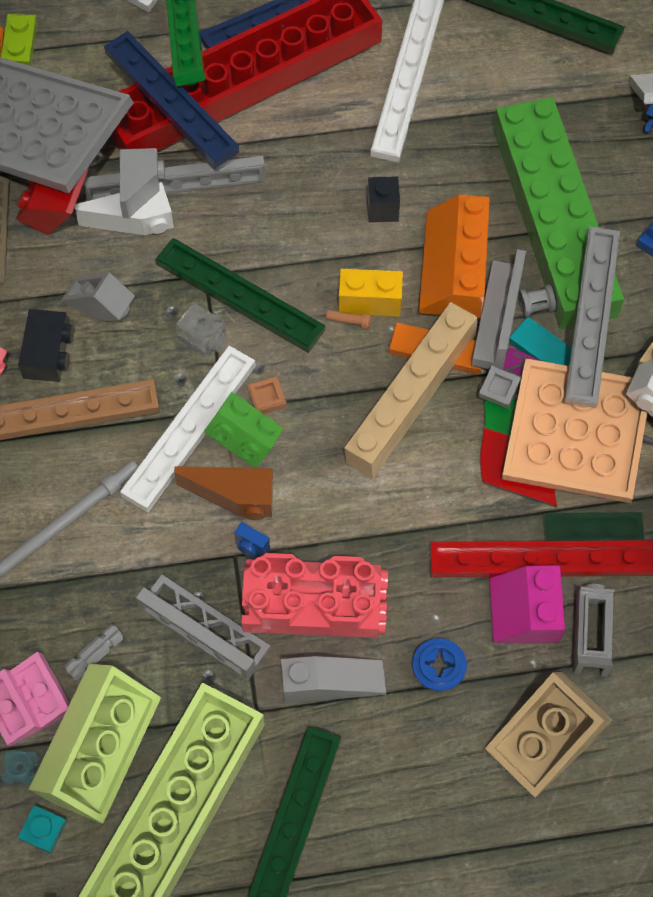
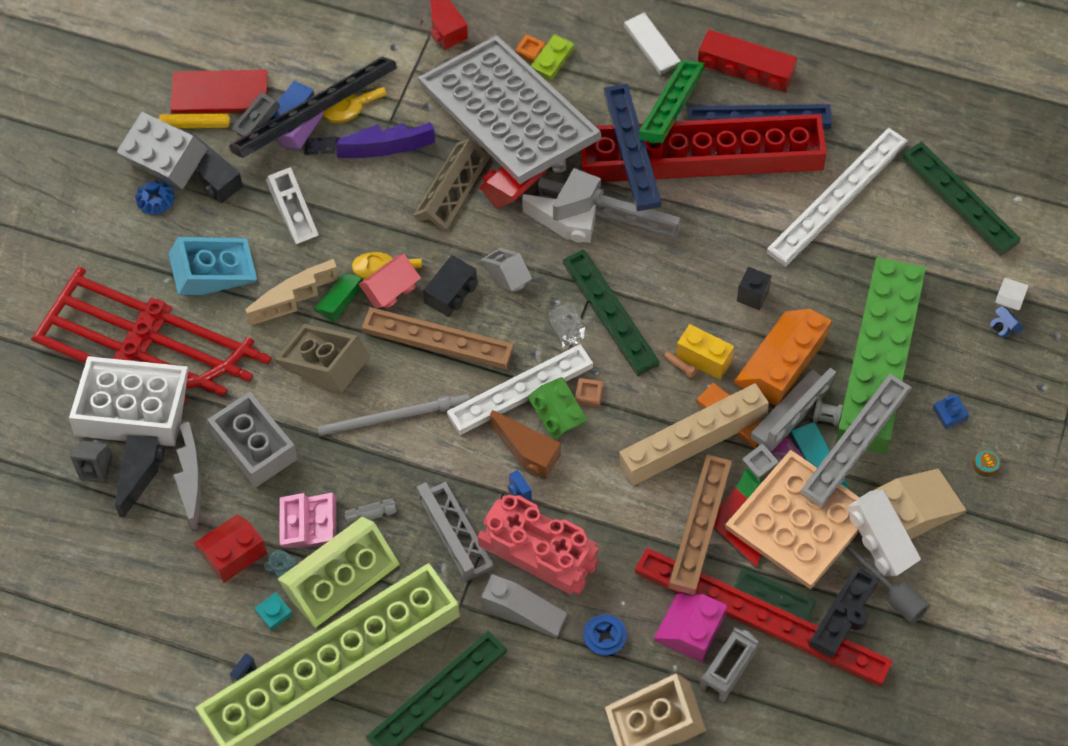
camera: 30 degrees right, 5 degrees down
(476, 489) = (700, 525): none -> medium nougat plate

